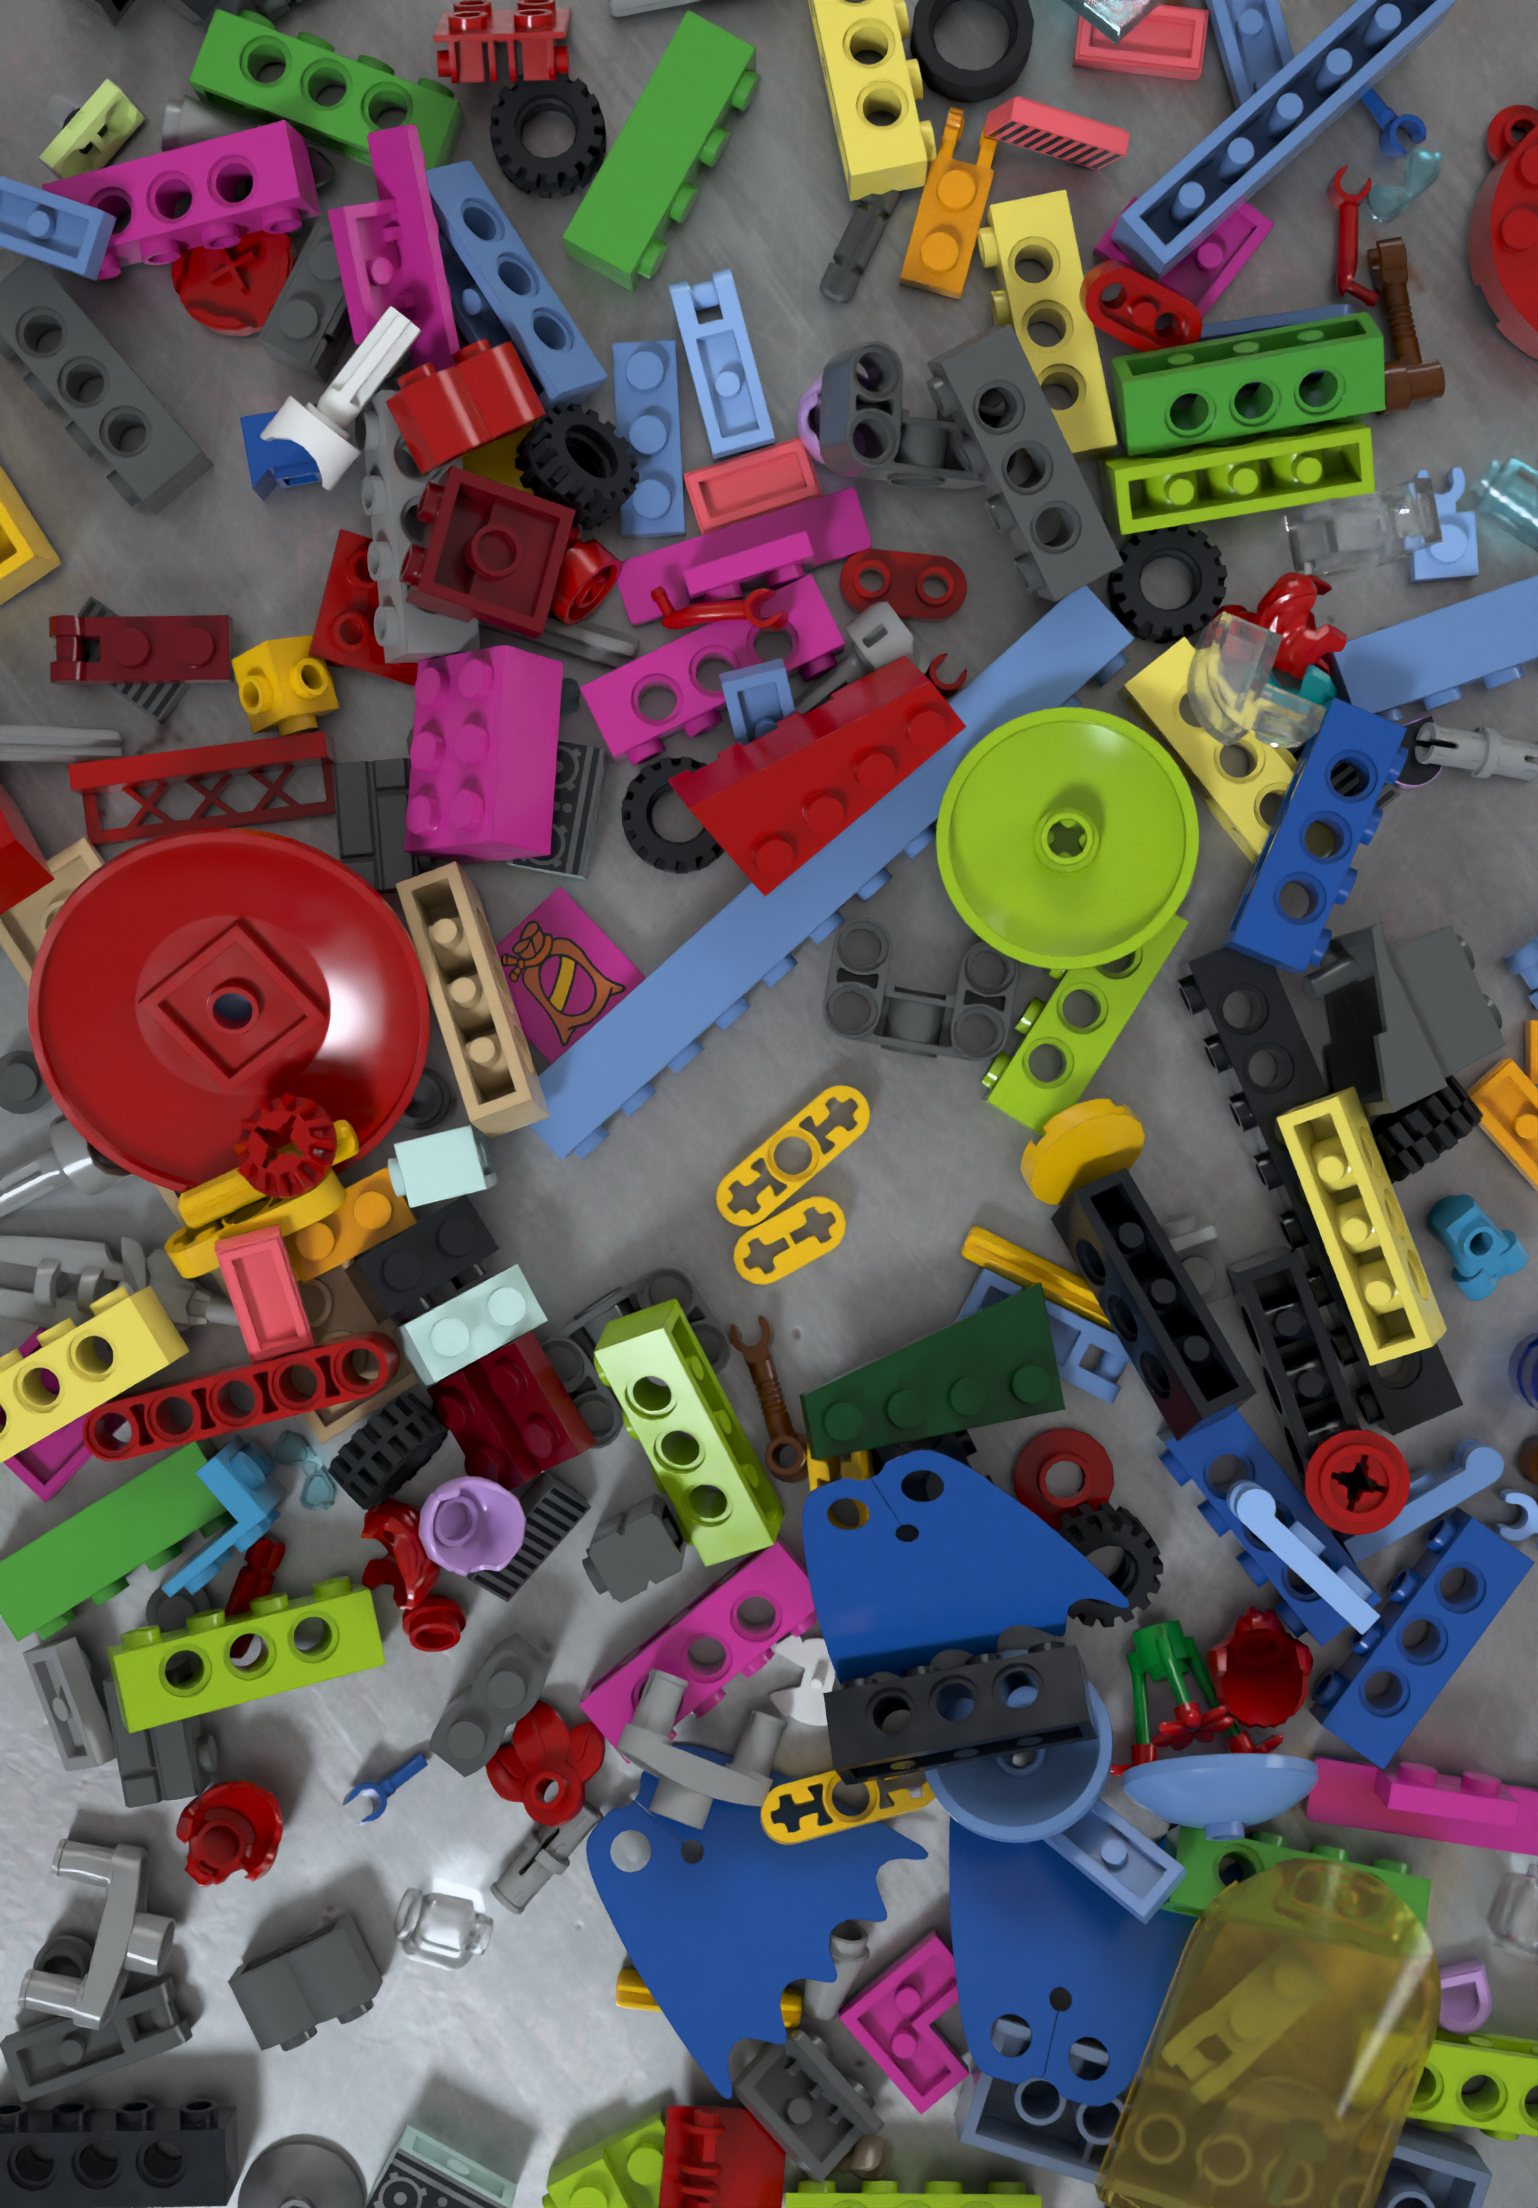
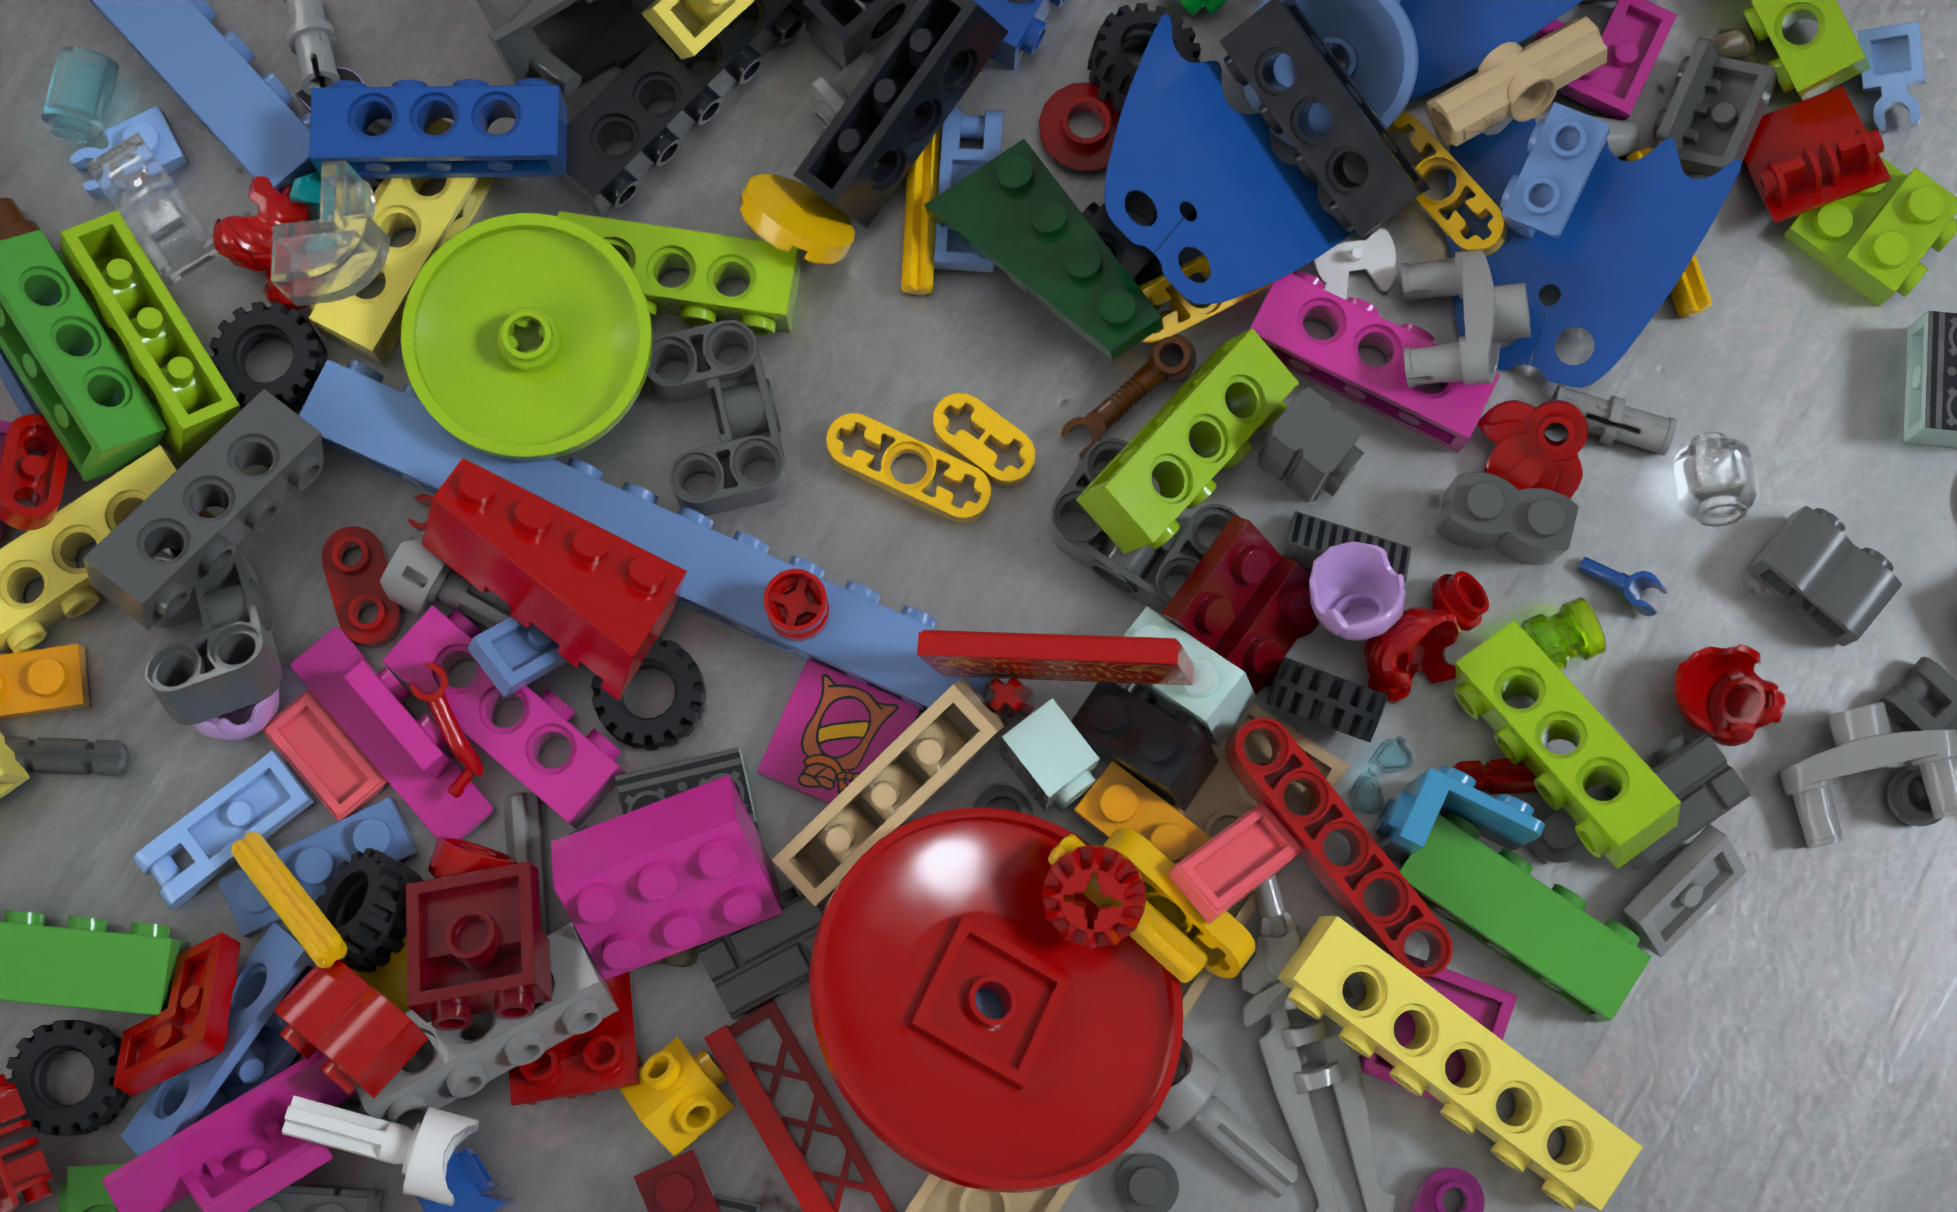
camera: 120 degrees left, 10 degrees down
(356, 1707) = (1567, 634): none -> clear neon green wheel
(516, 1208) = (1056, 657): none -> red tile
(517, 1153) = (1011, 697): none -> red axle
(539, 267) = (192, 1024): none -> red plate
(613, 396) = (289, 900): none -> yellow axle
(685, 979) = (792, 595): none -> red wheel
(794, 1911) = (1555, 172): none -> medium blue bracket
(912, 1921) = (1517, 81): none -> tan piece

